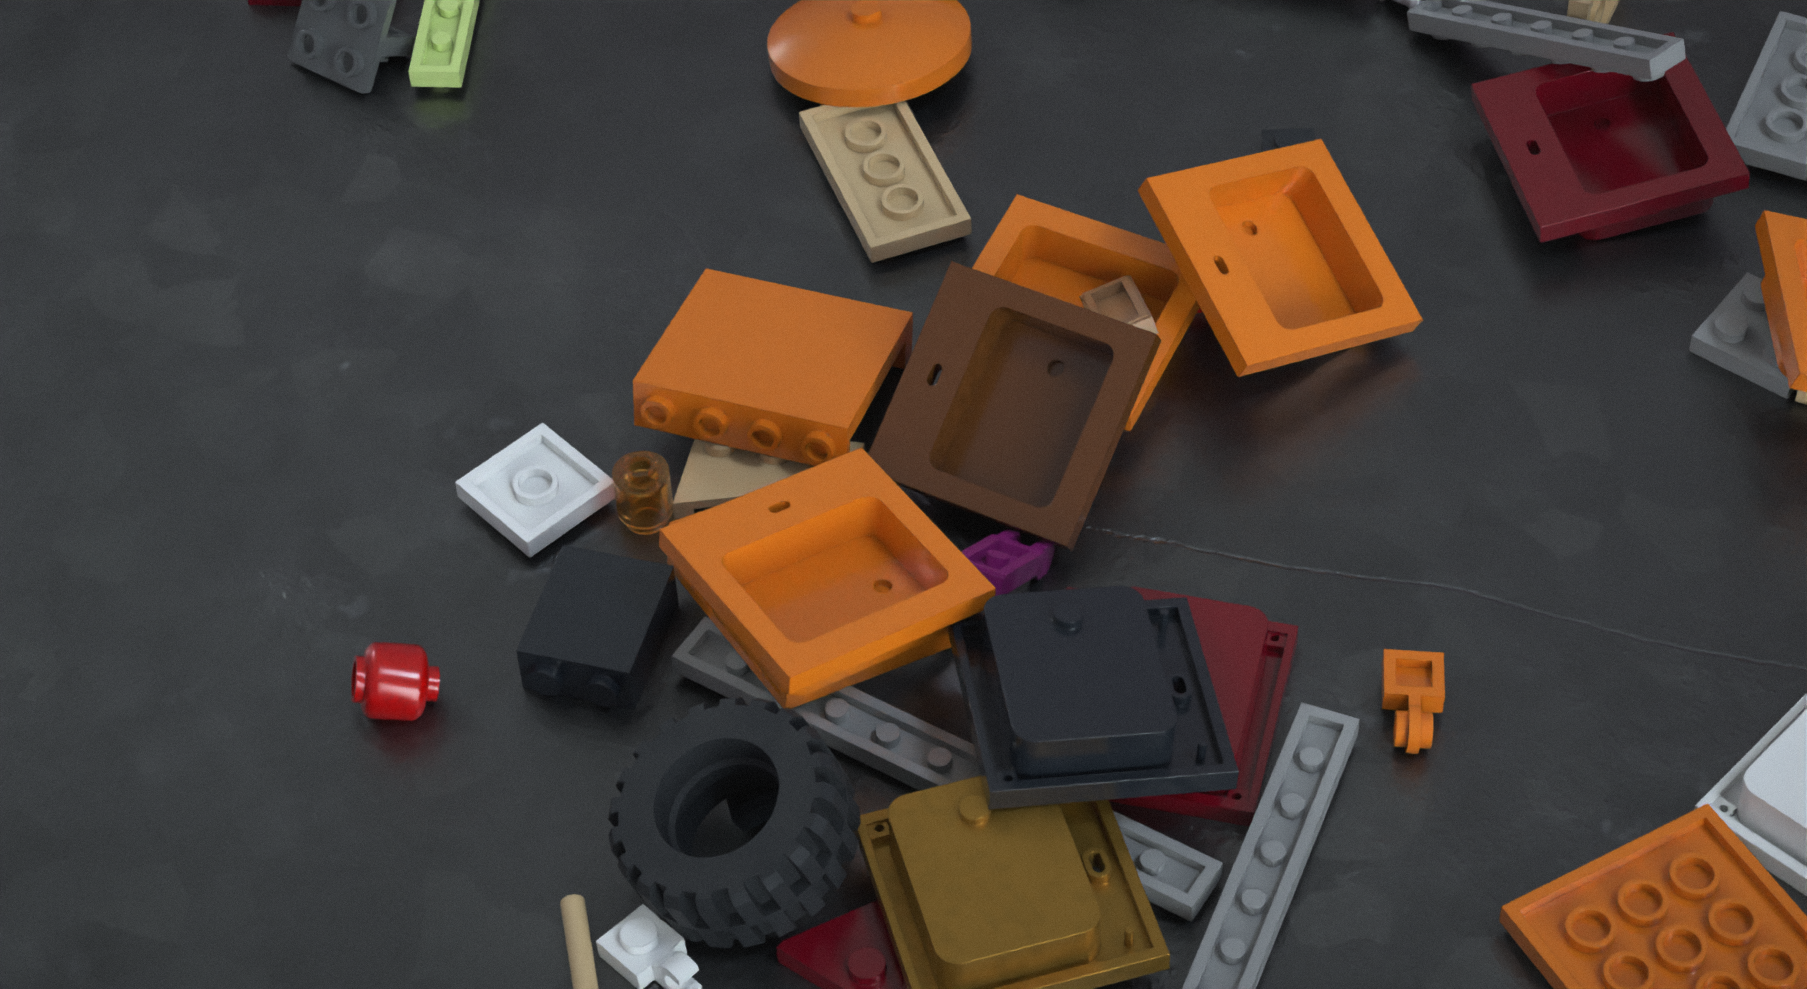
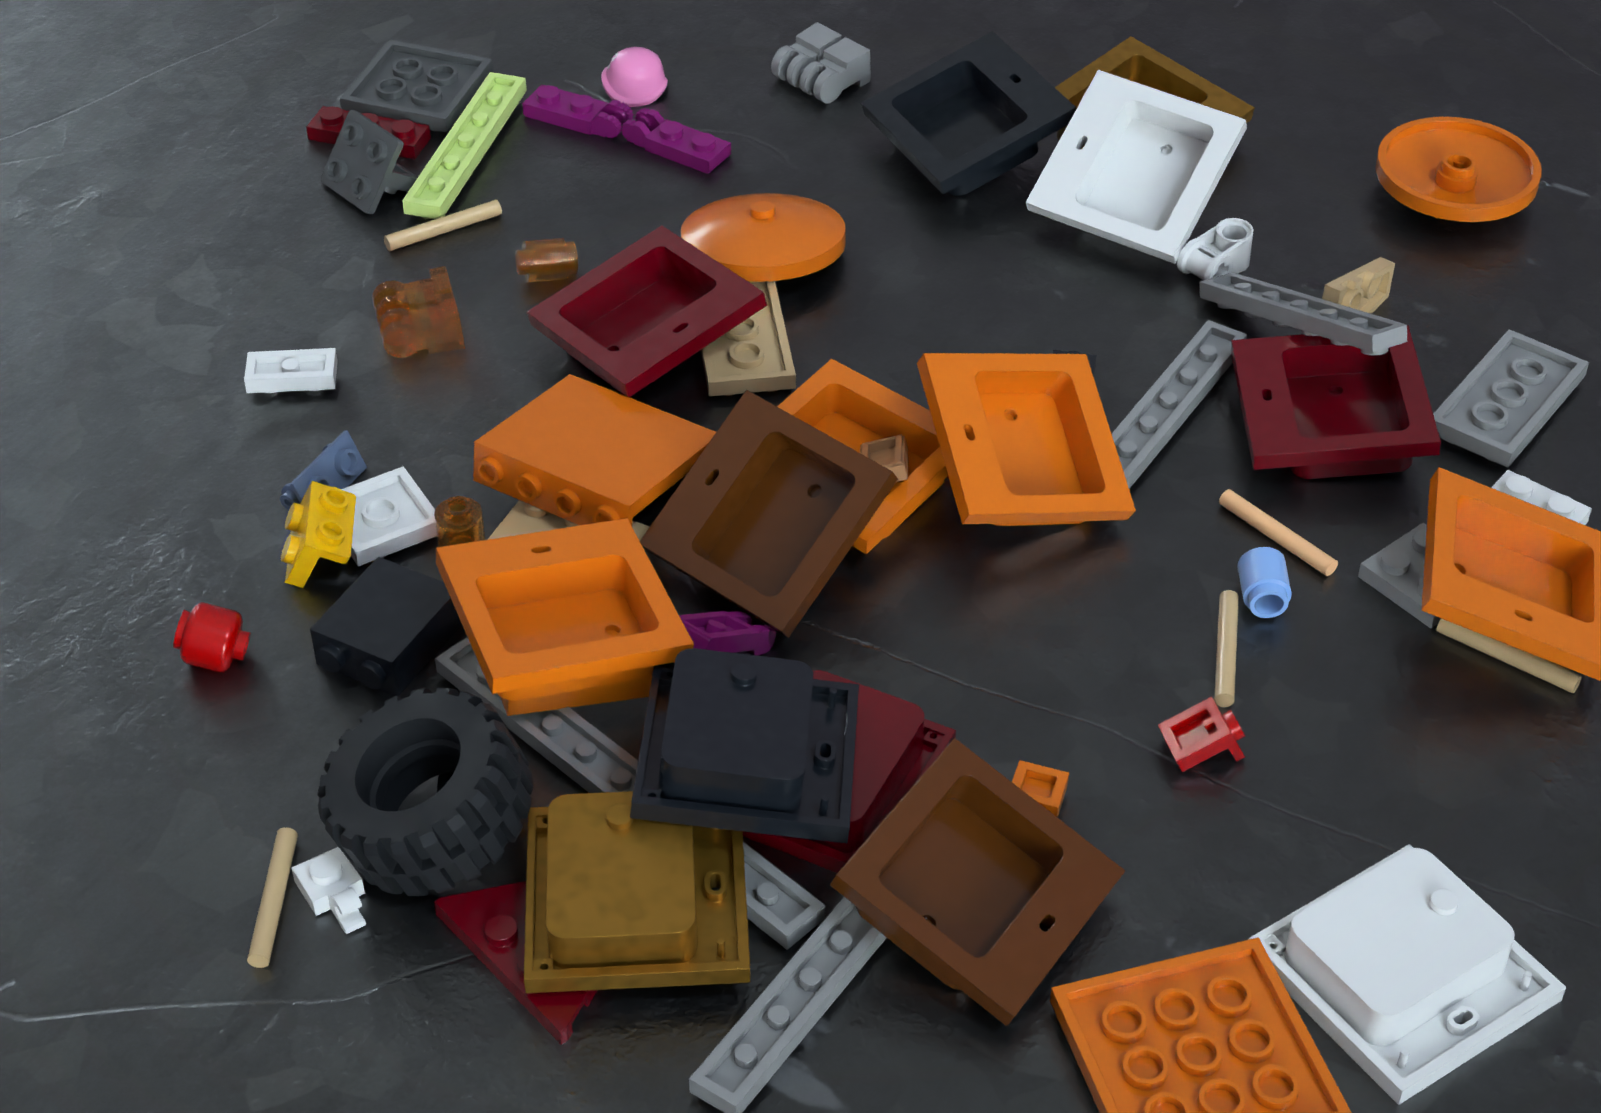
camera: 10 degrees right, 5 degrees down
(354, 322) = (291, 370): none -> white plate
(450, 452) = (335, 467): none -> sand blue hinge
(465, 94) = (442, 225): none -> tan bar
(471, 524) = (318, 529): none -> yellow bracket
(485, 220) = (418, 315): none -> clear orange legs
(615, 119) = (547, 260): none -> clear orange brick
(771, 170) = (646, 310): none -> dark red piece
(1381, 801) = (970, 876): none -> reddish brown piece
(1422, 161) = (1173, 398): none -> light grey plate
(1569, 467) = (1226, 649): none -> tan bar
(1575, 577) = (1201, 734): none -> red bracket
(1586, 313) = (1278, 532): none -> light nougat bar
(1591, 379) = (1264, 581): none -> light blue brick

